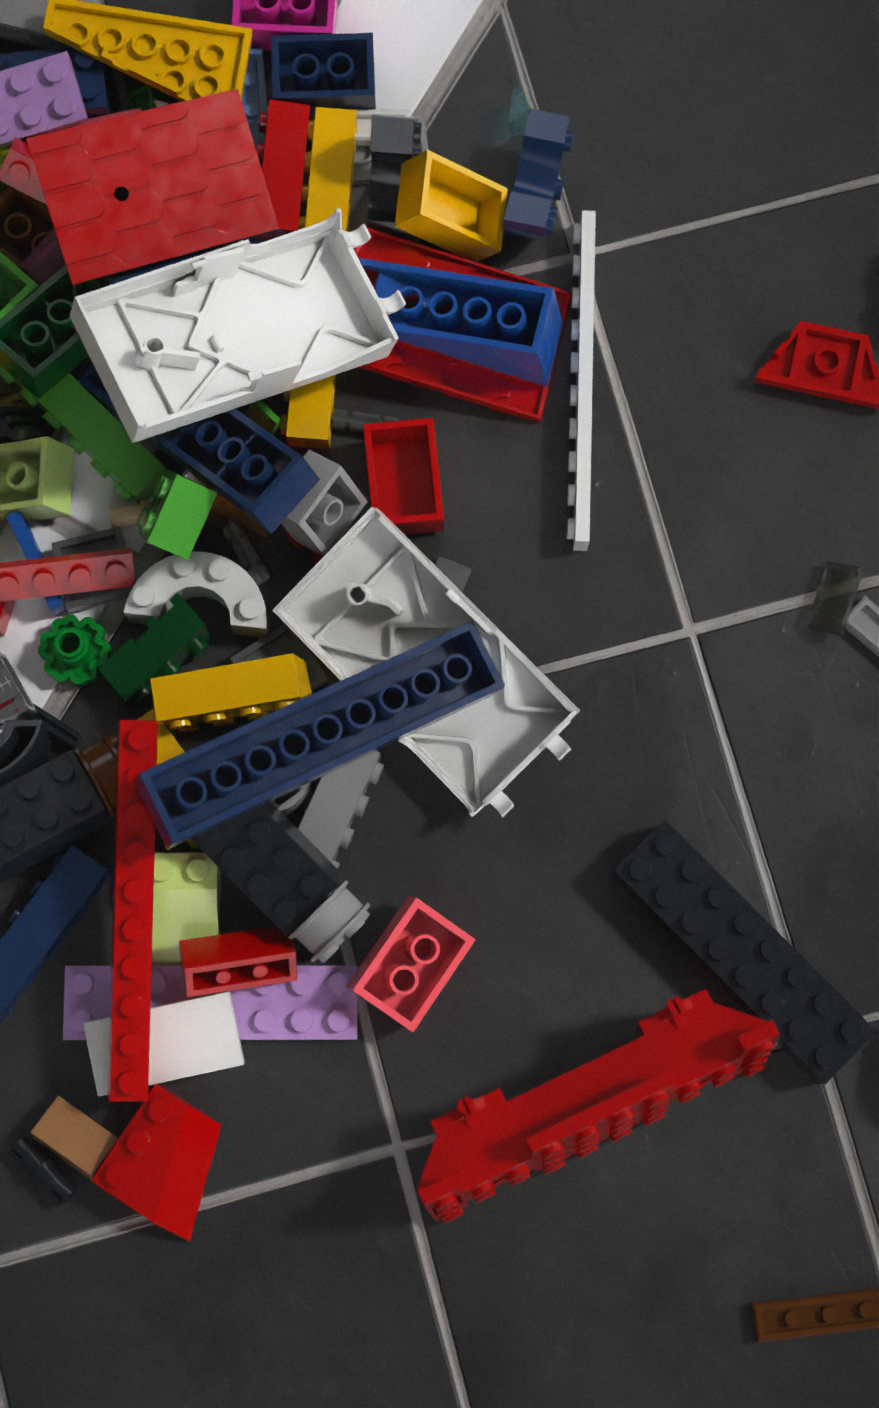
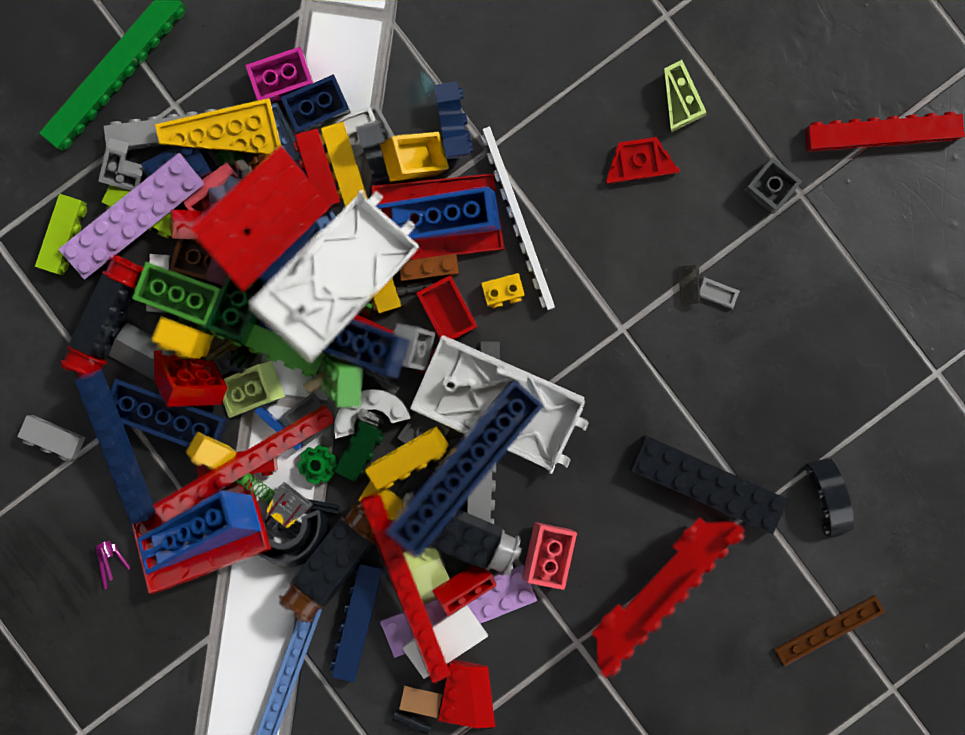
camera: 20 degrees left, 10 degrees up
(197, 601) = (370, 417): none -> light grey axle
(400, 397) = (429, 268): none -> dark orange brick
(511, 484) = (502, 290): none -> yellow brick

